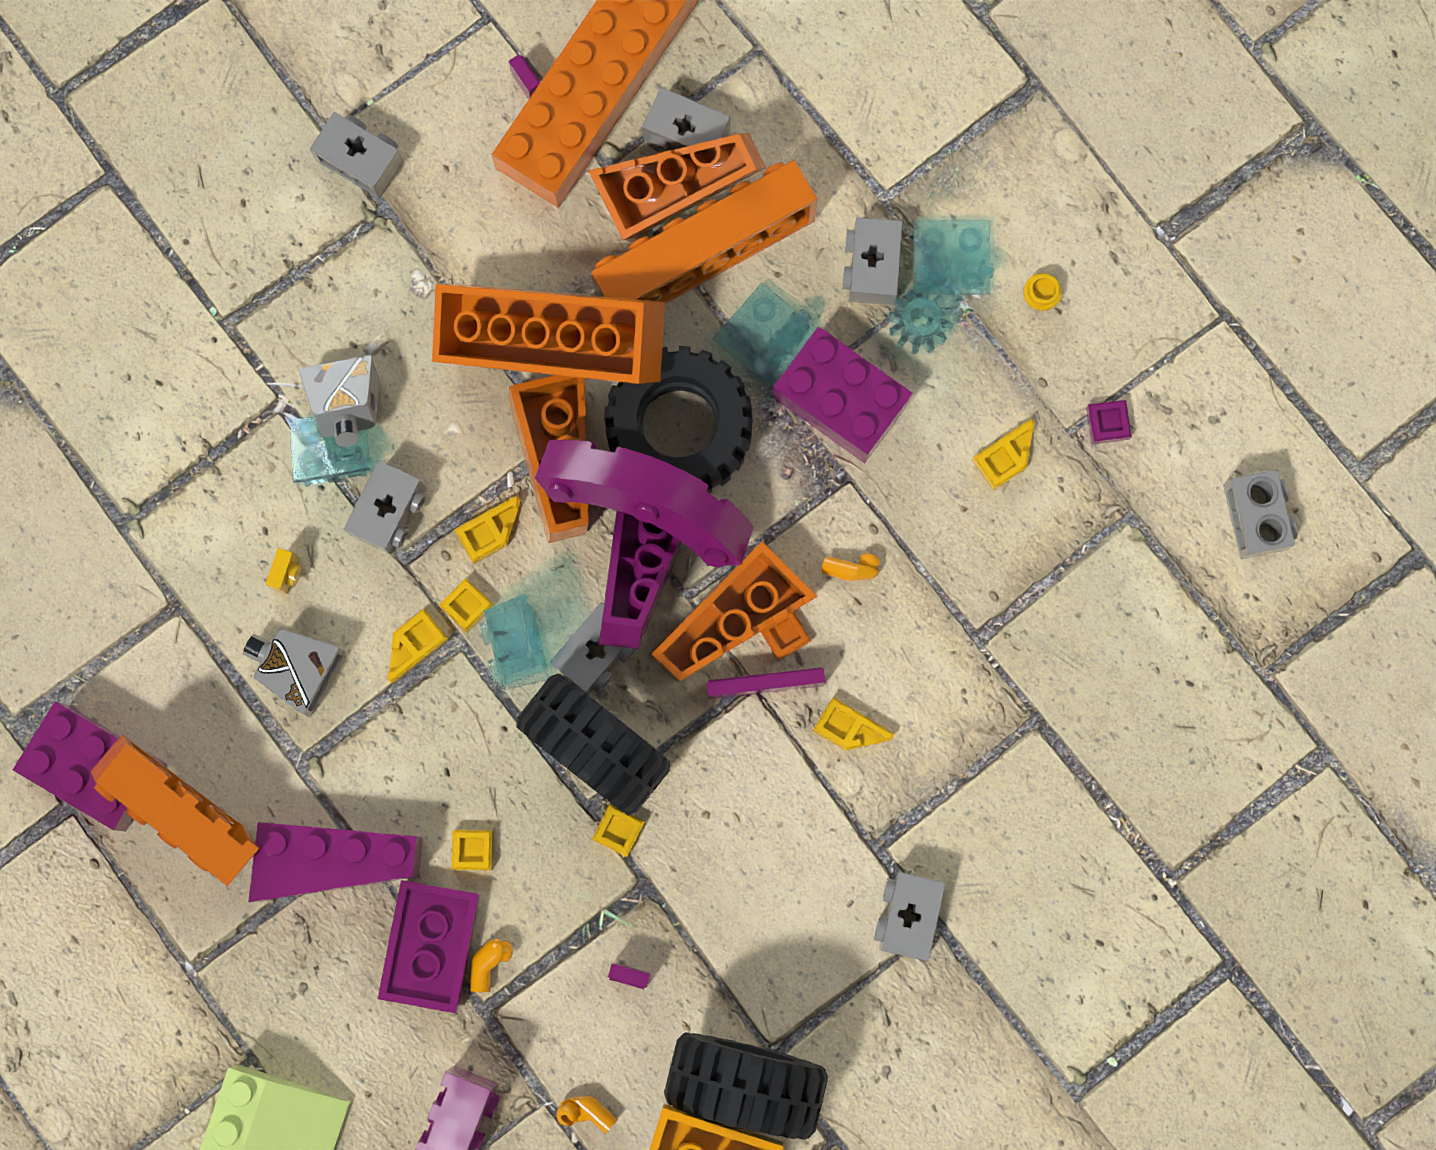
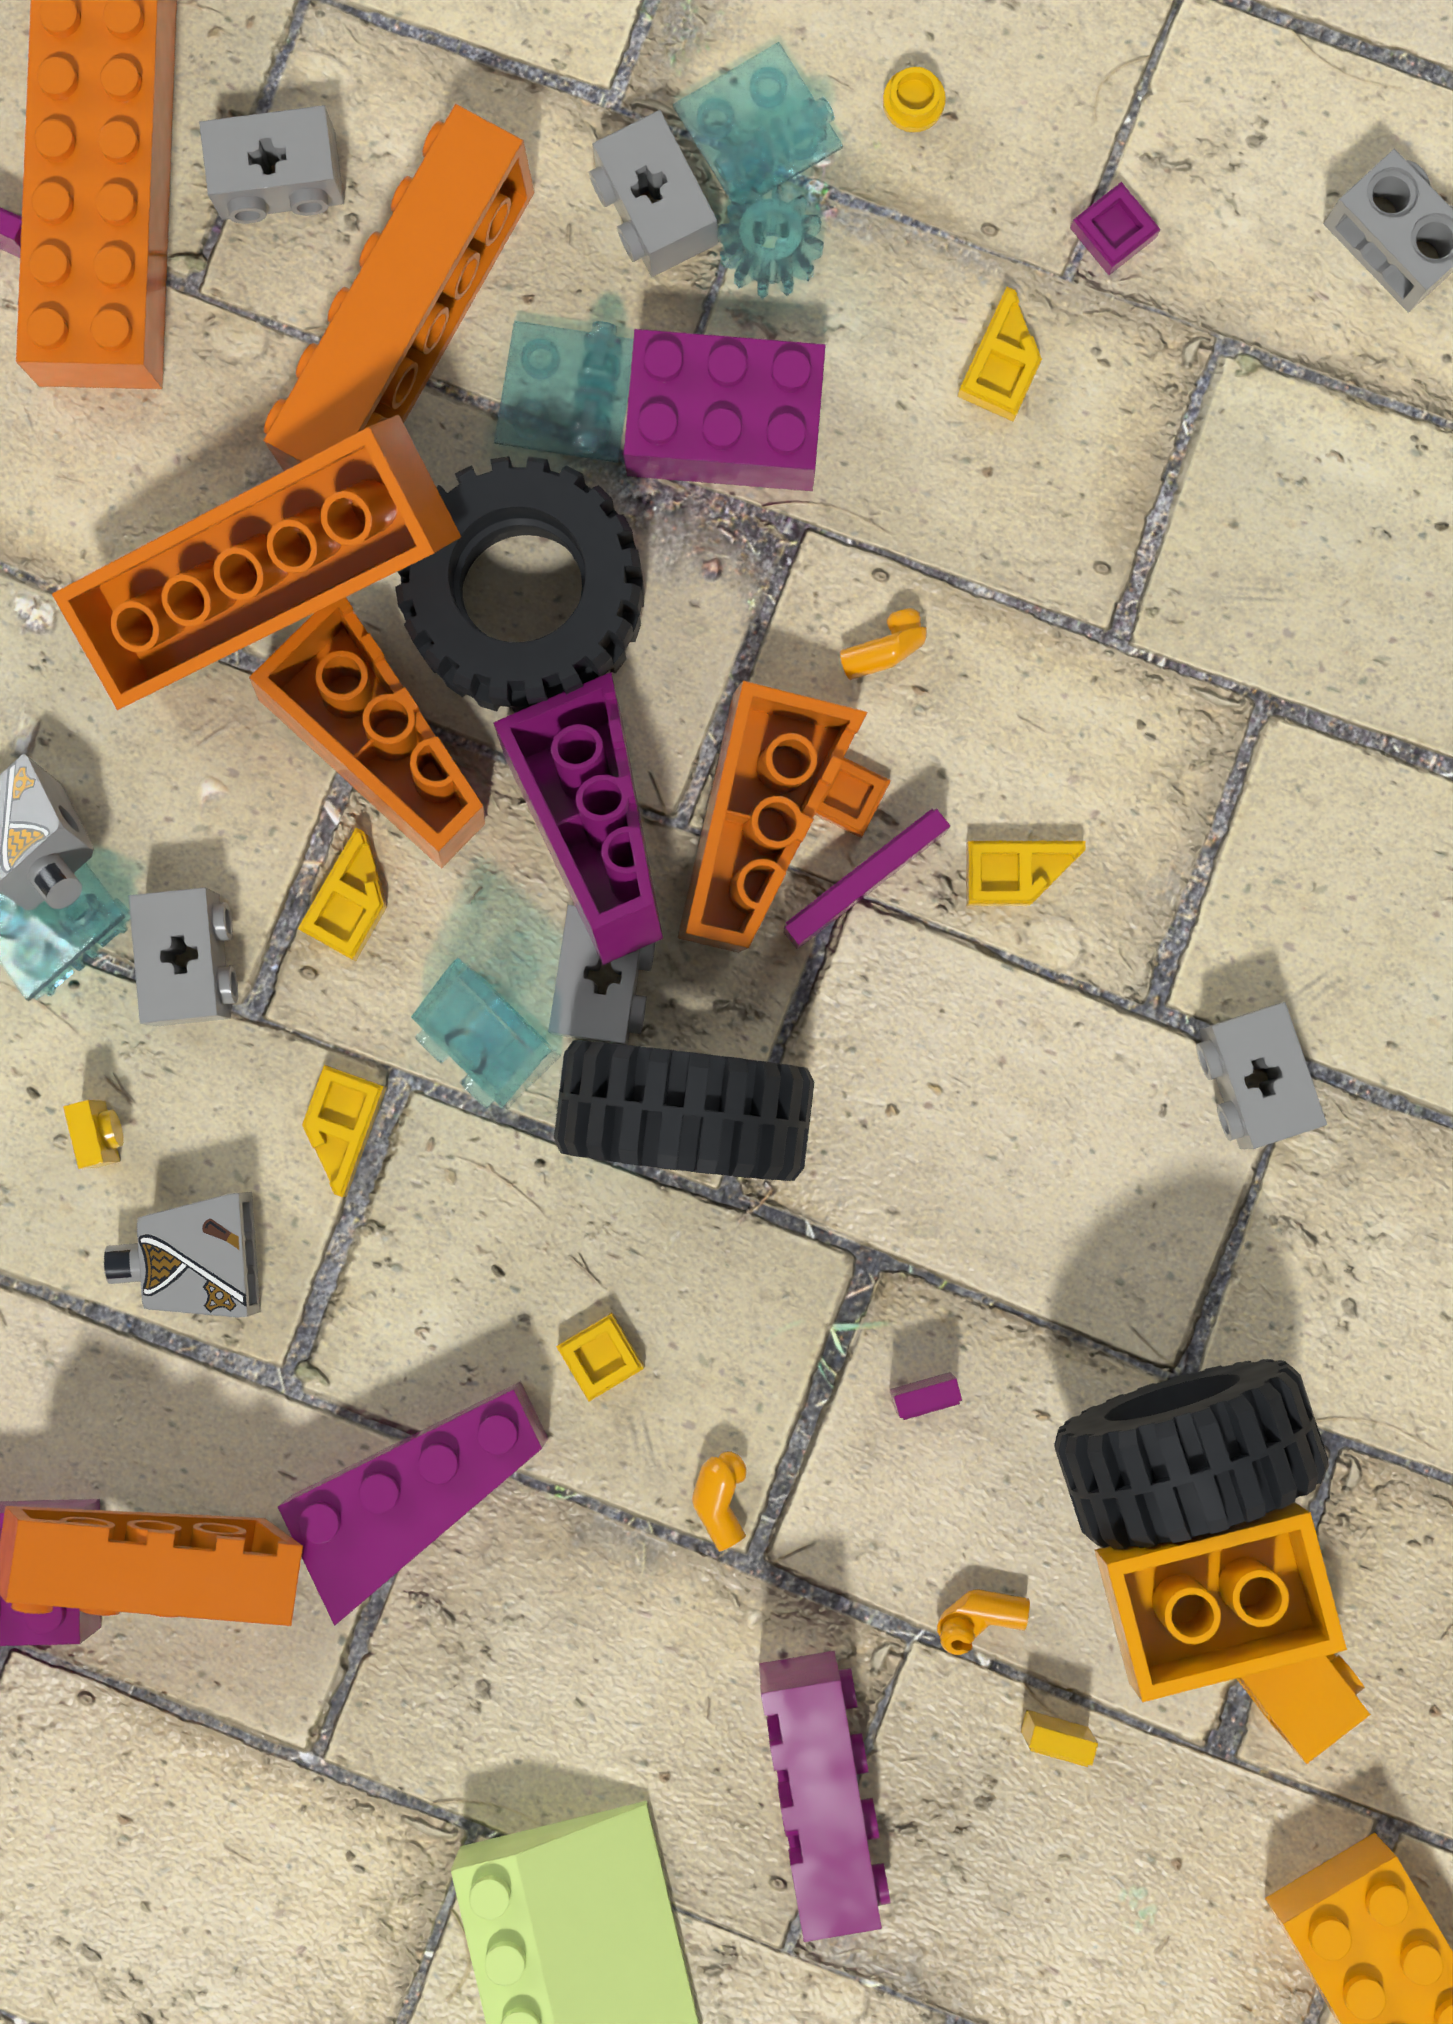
camera: 30 degrees left, 5 degrees up
(428, 946) = (623, 1526): magenta plate -> none
(465, 605) = (380, 1024): yellow tile -> none
(618, 831) = (786, 1208): yellow tile -> none
(650, 493) = (541, 704): magenta brick -> none
(666, 184) = (299, 245): orange wedge -> none

